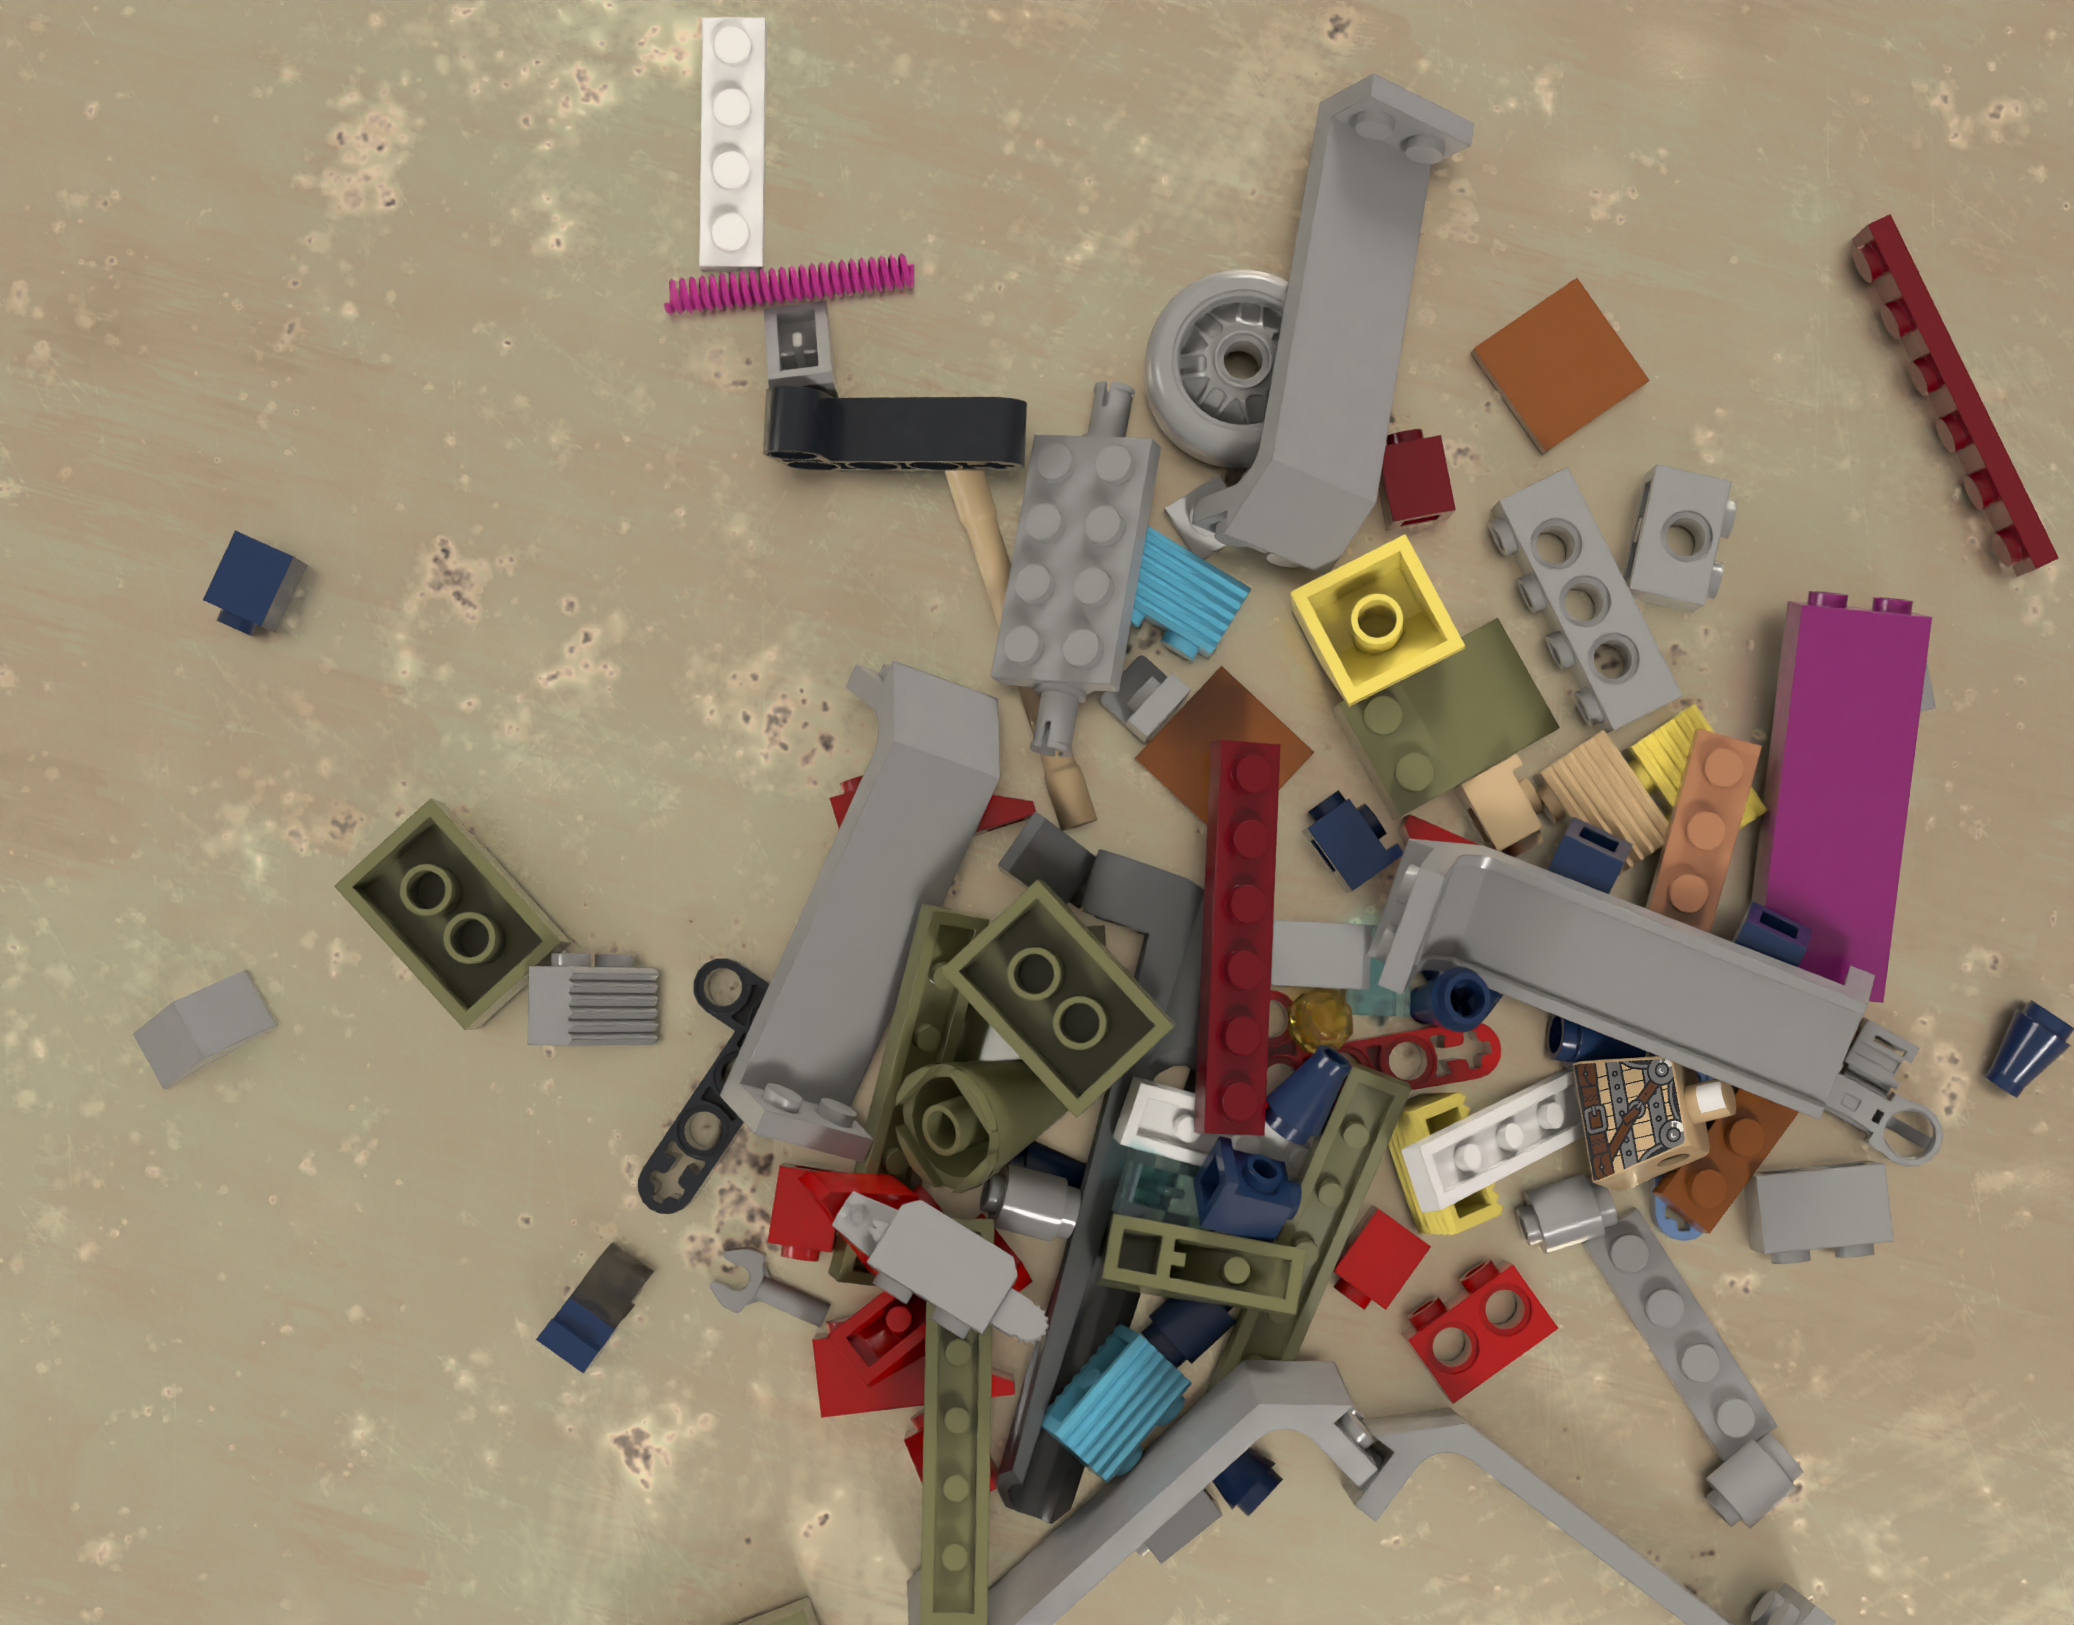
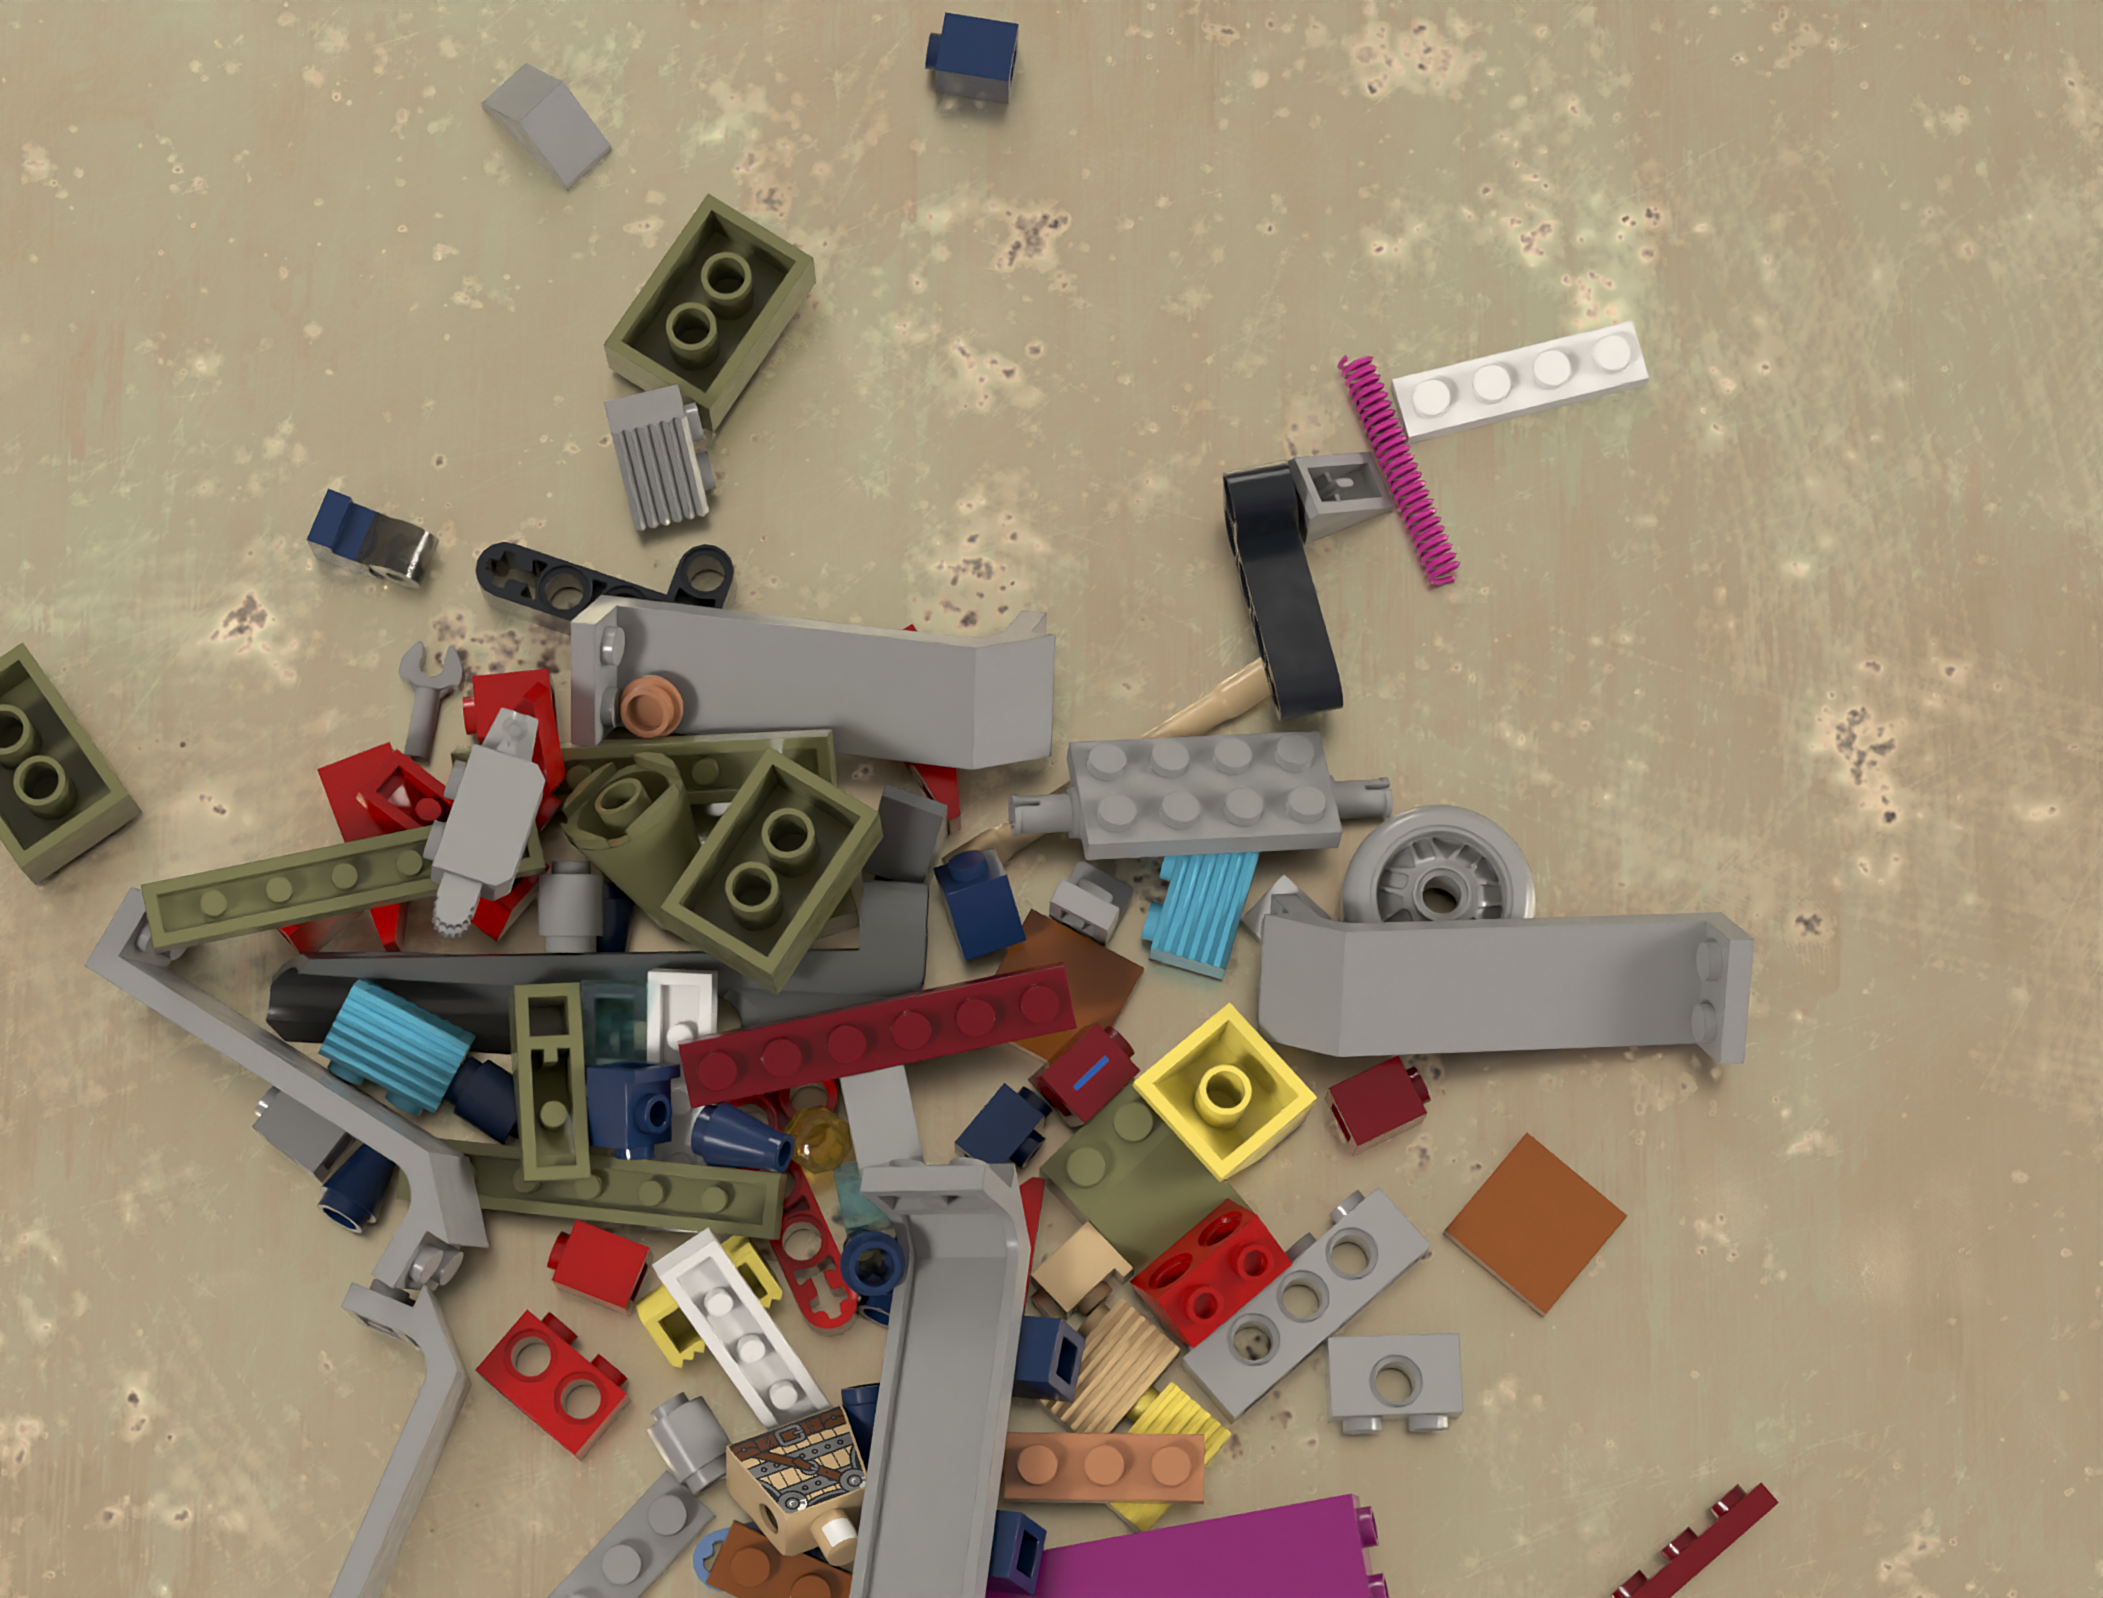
camera: 75 degrees right, 10 degrees down
(848, 1075) = (651, 706): none -> nougat plate
(1122, 806) = (979, 903): none -> dark blue brick
(1318, 747) = (1086, 1073): none -> dark red brick
(1539, 681) = (1211, 1272): none -> red brick

